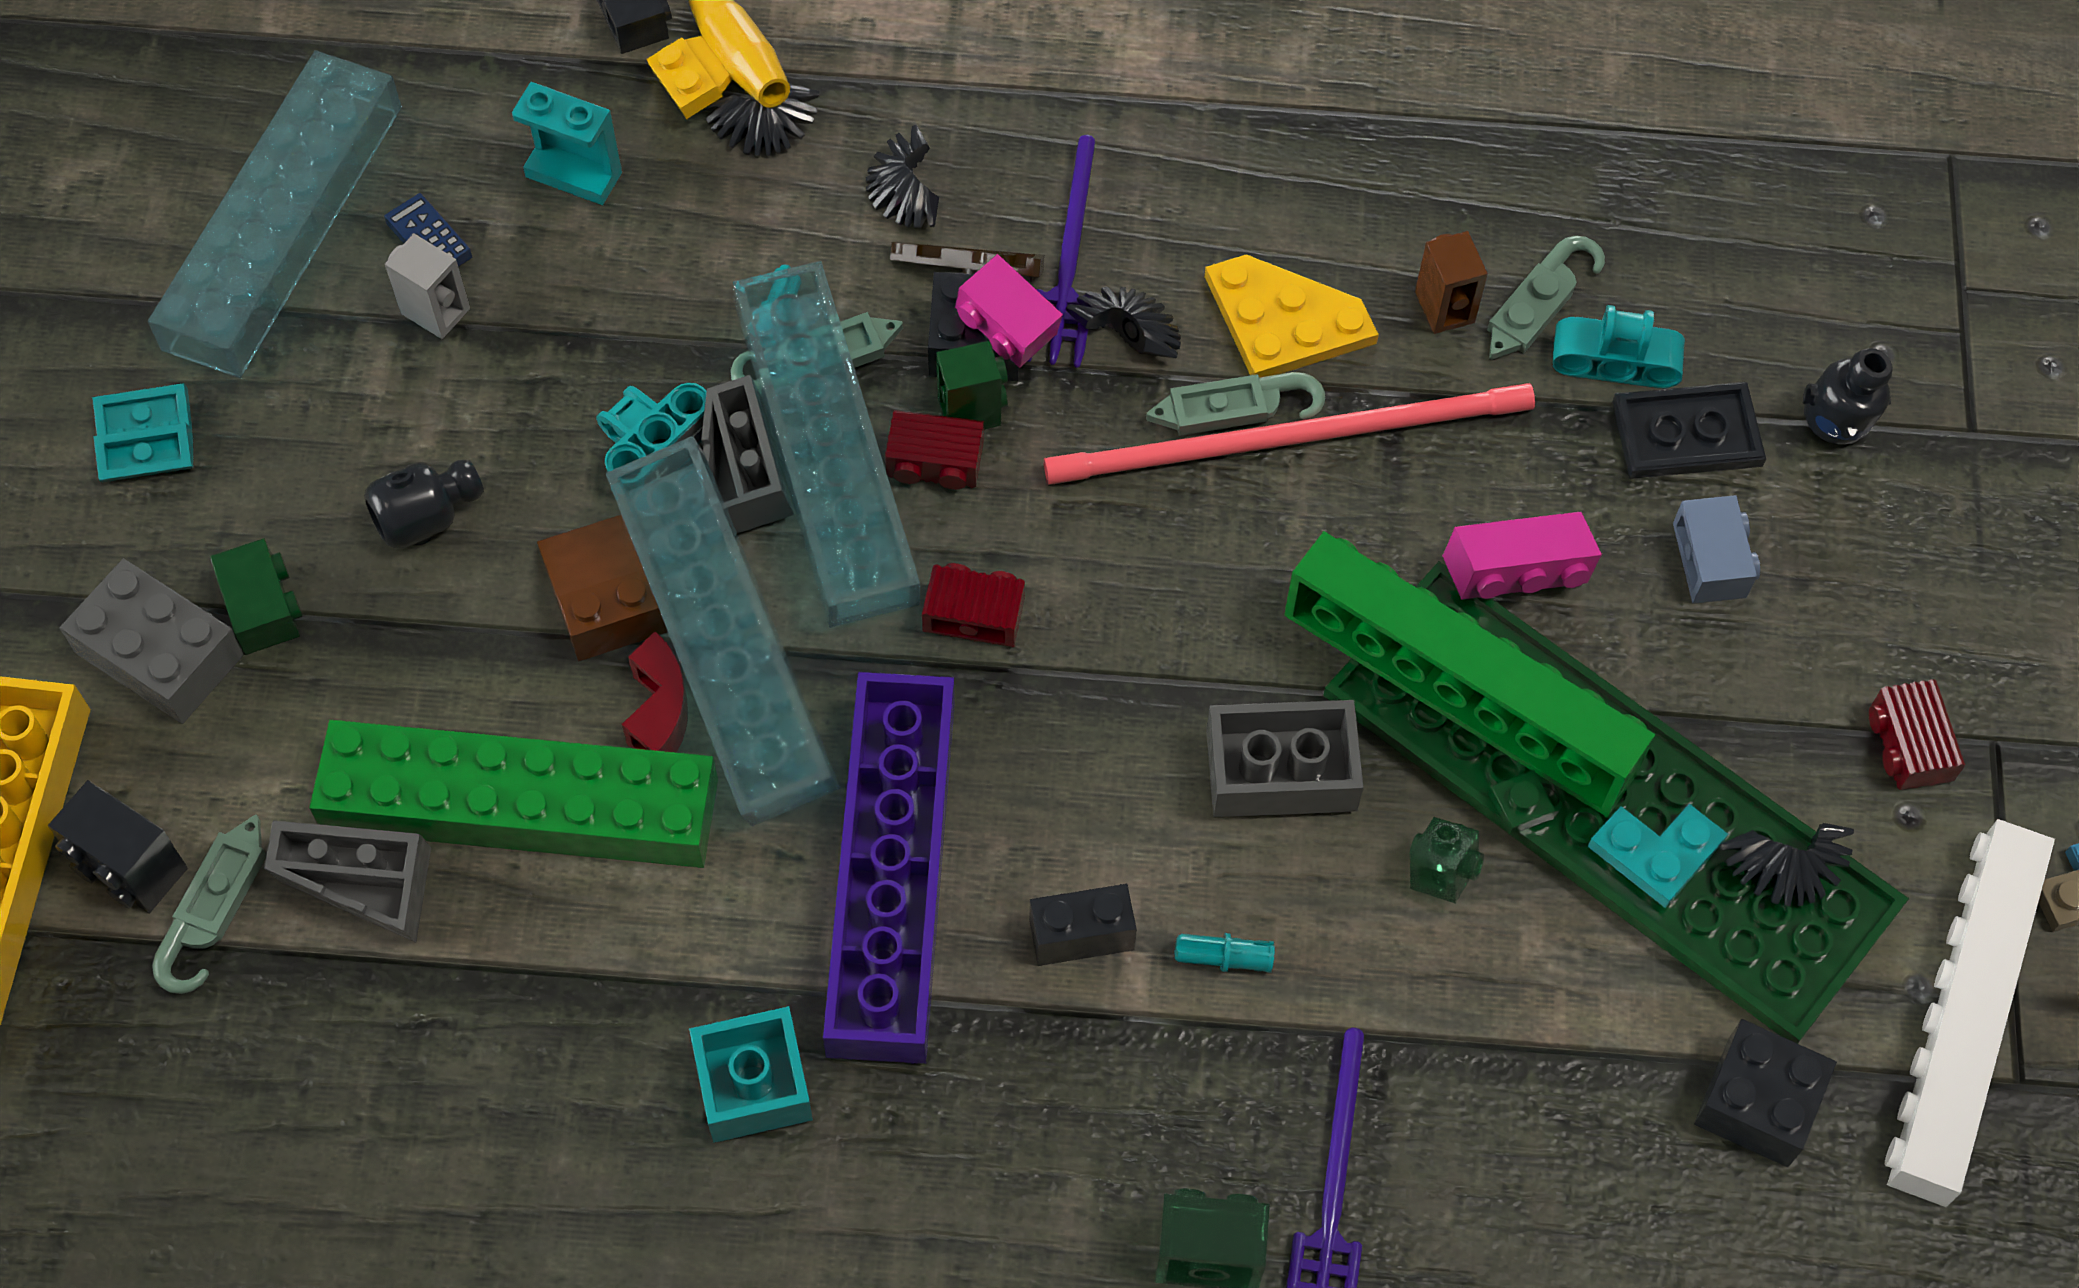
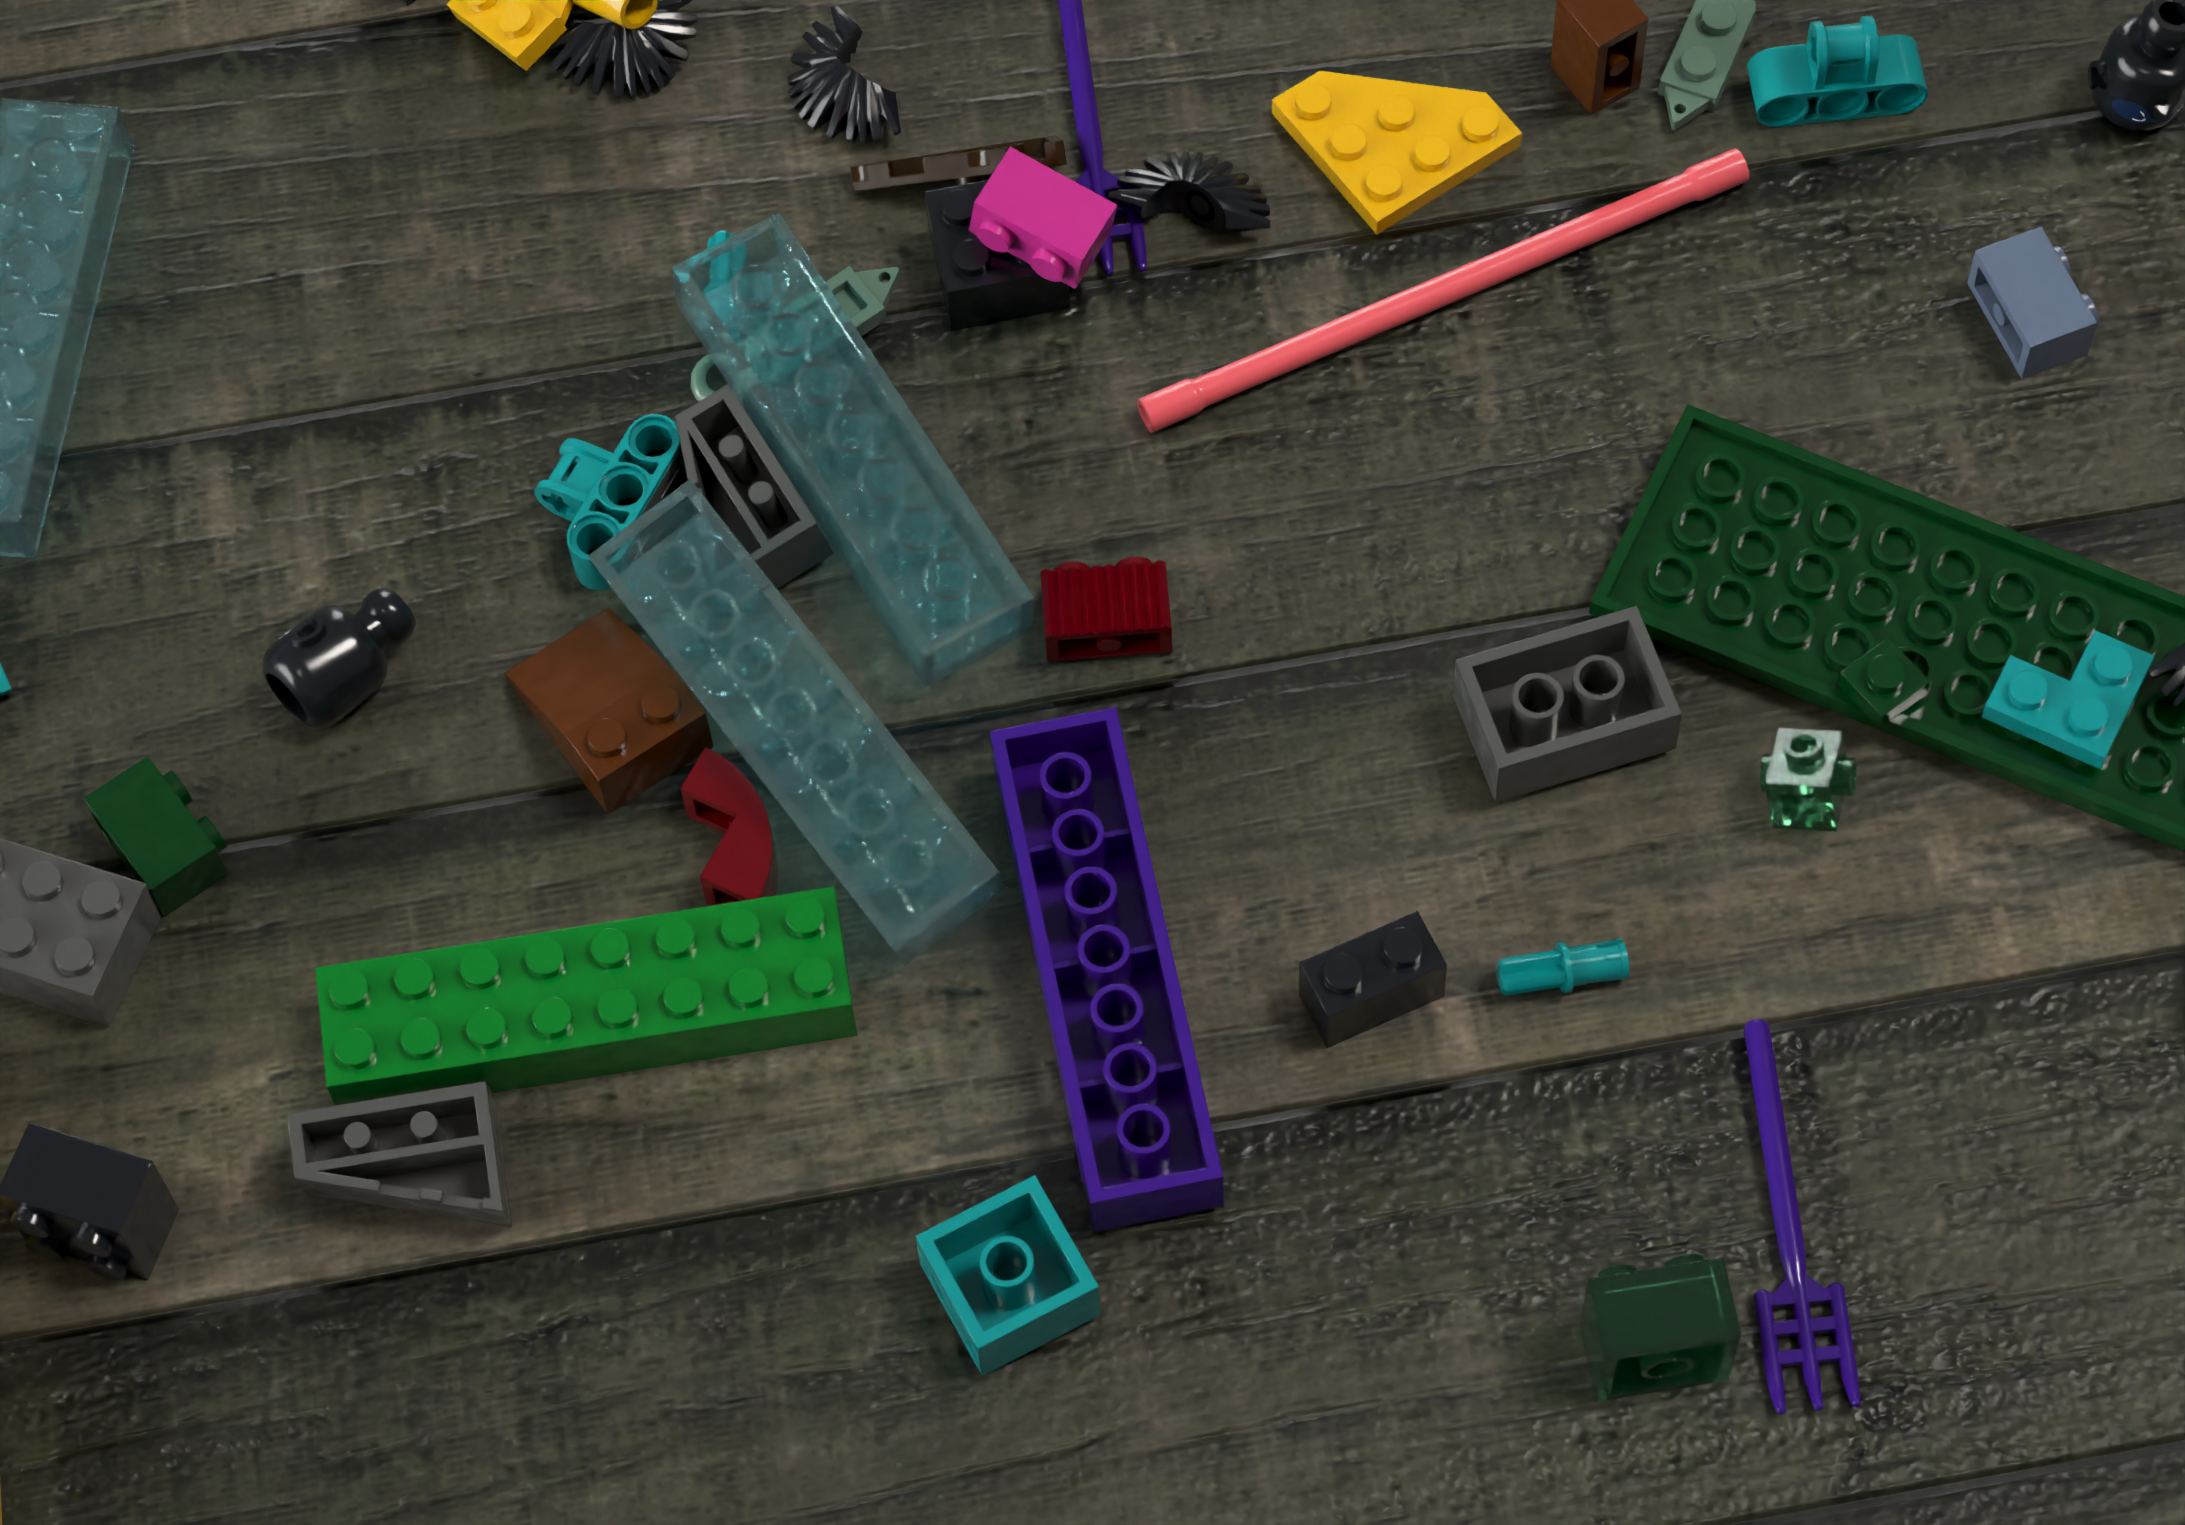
camera: 10 degrees left, 0 degrees up
(211, 901) = (228, 1243): sand green plate -> none
(422, 219) = (228, 309): dark blue tile -> none
(427, 285) = (256, 373): light grey brick -> none
(571, 142) = (386, 140): teal panel -> none
(934, 449) = (993, 422): dark red brick -> none
(972, 383) = (1018, 331): dark green brick -> none
(1232, 402) = (1360, 267): sand green plate -> none
(1467, 673) = (1769, 535): green brick -> none
(1521, 555) = (1791, 370): dark pink brick -> none
(1688, 430) = (1953, 159): black tile -> none

